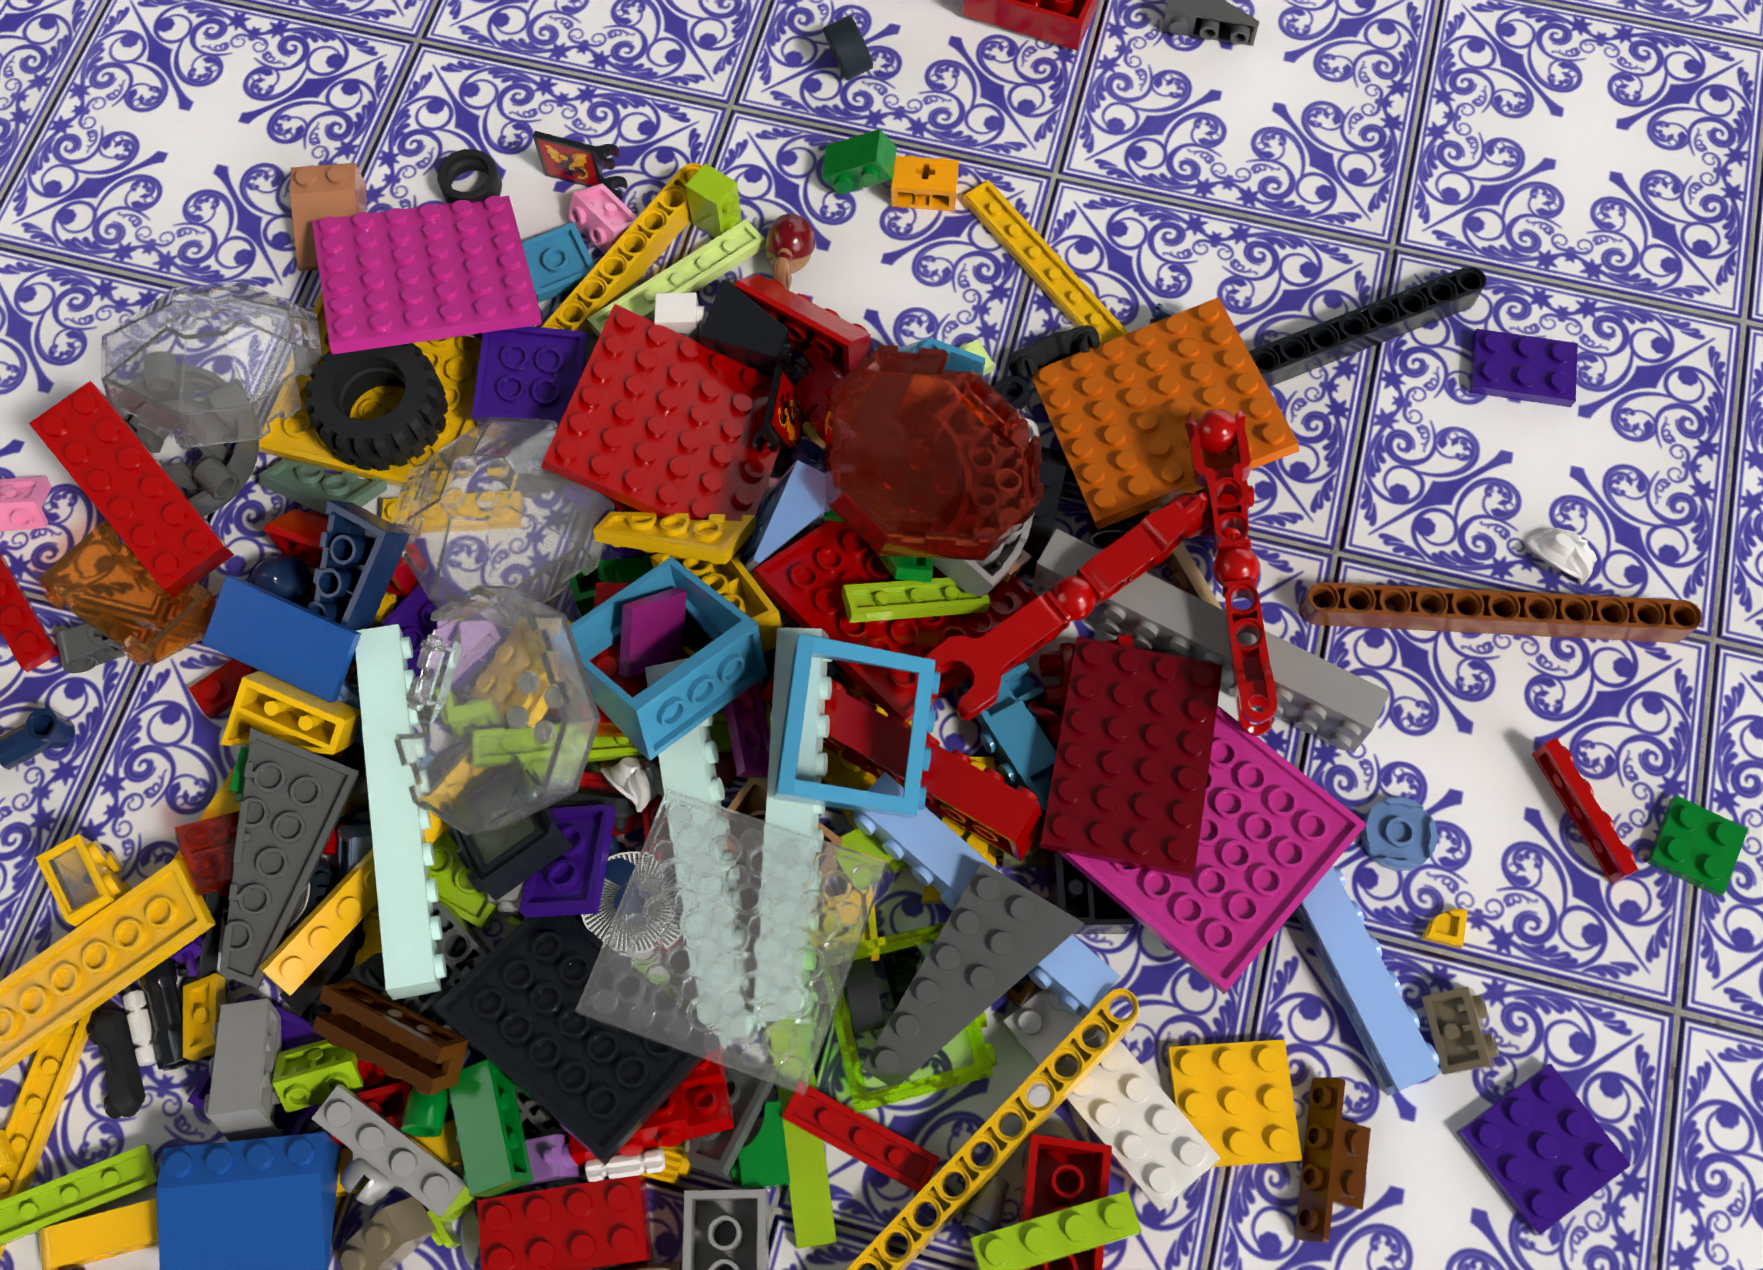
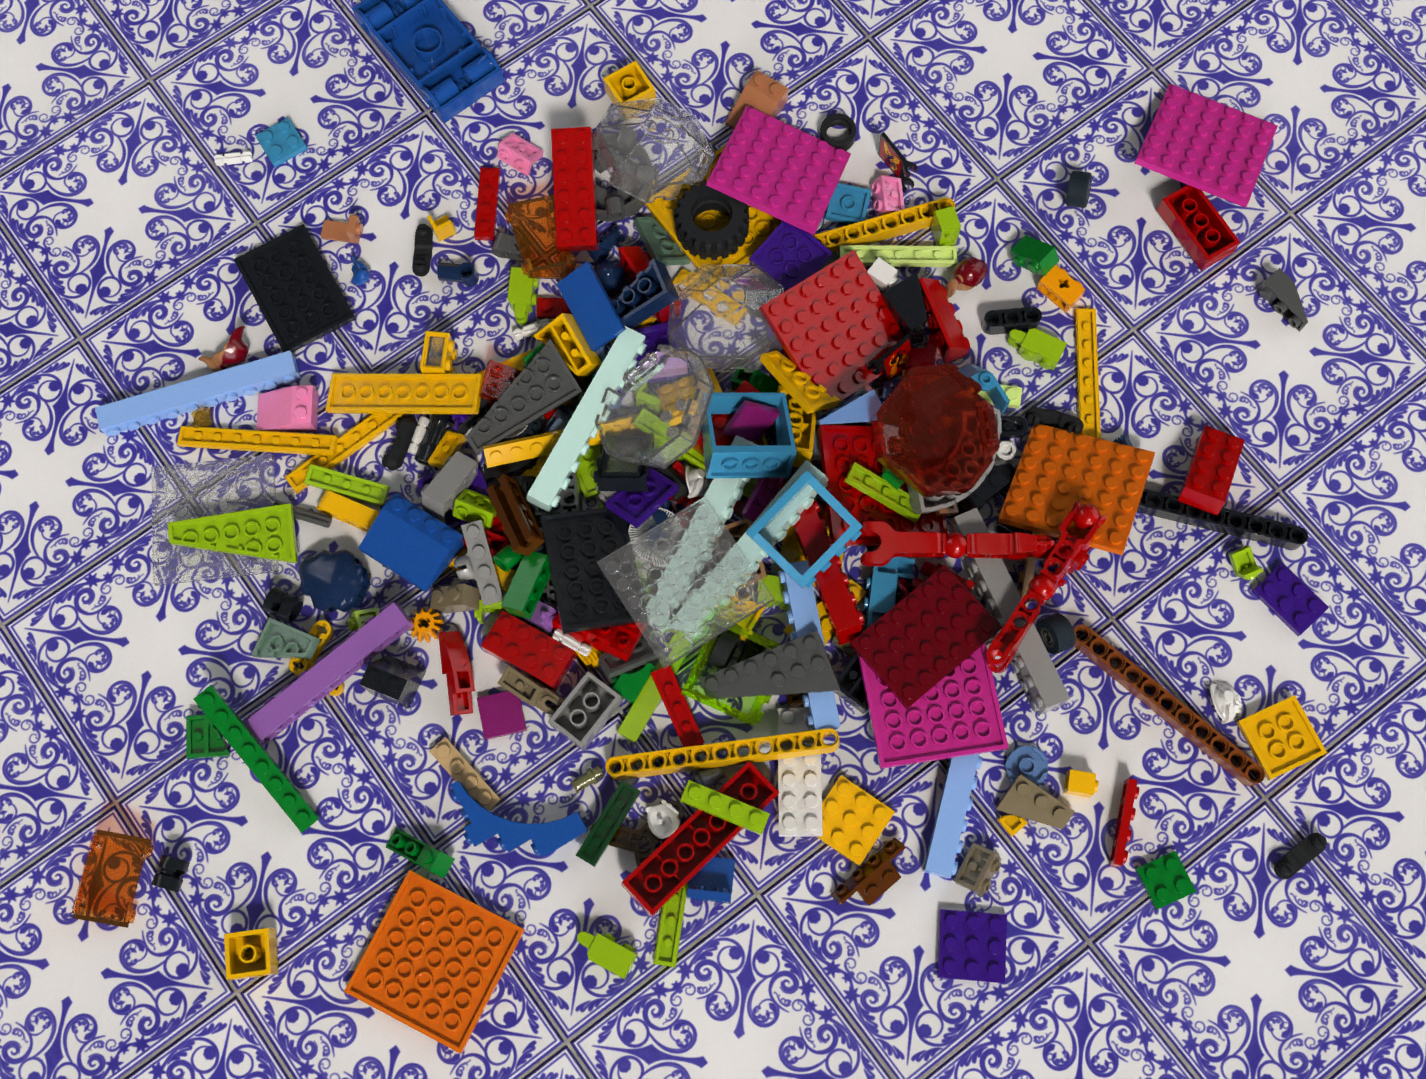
camera: 40 degrees right, 5 degrees up
(110, 299) = (628, 84): none -> yellow brick
(159, 699) = (521, 294): none -> lime hinge
(208, 744) = (530, 329): none -> white axle
(242, 542) = (606, 245): none -> dark blue connector
(891, 277) = (1019, 315): none -> black beam
(956, 274) = (1037, 347): none -> lime hinge
(1293, 618) = (1056, 633): none -> black wheel
(1303, 274) = (1211, 470): none -> red brick
(1435, 362) = (1244, 563): none -> lime bracket
(1453, 876) = (1034, 803): none -> dark tan wing
(1487, 801) = (1080, 783): none -> yellow brick
(1667, 545) = (1281, 737): none -> yellow plate

